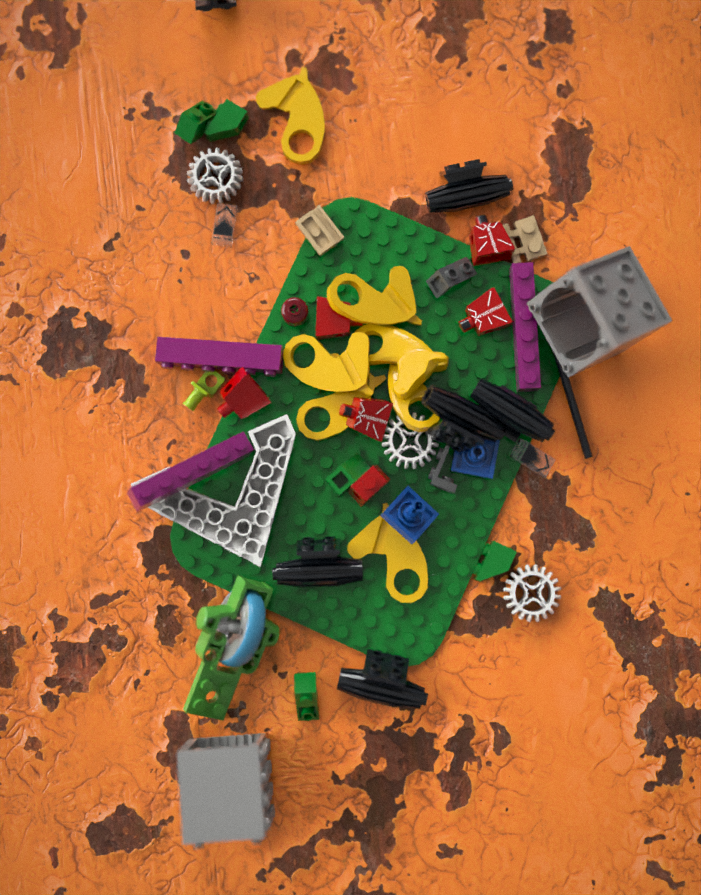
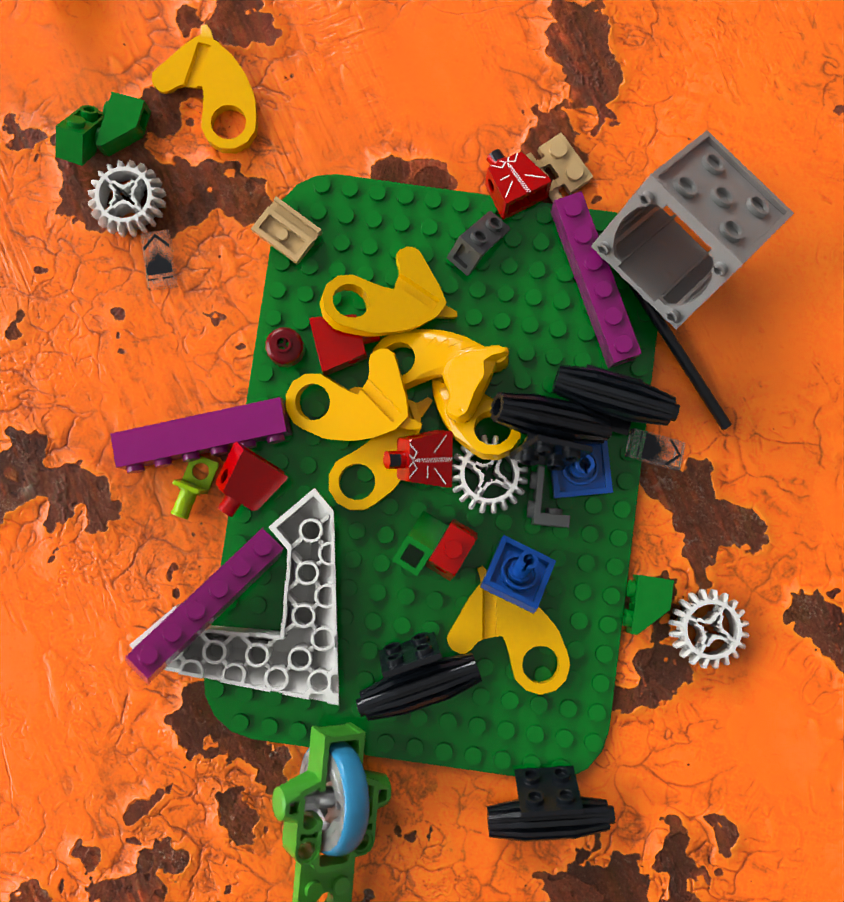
camera: 25 degrees left, 0 degrees up
(306, 696) = (451, 858): green slope -> none
(467, 188) = (464, 120): black plate -> none
(486, 314) = (539, 278): red torso -> none

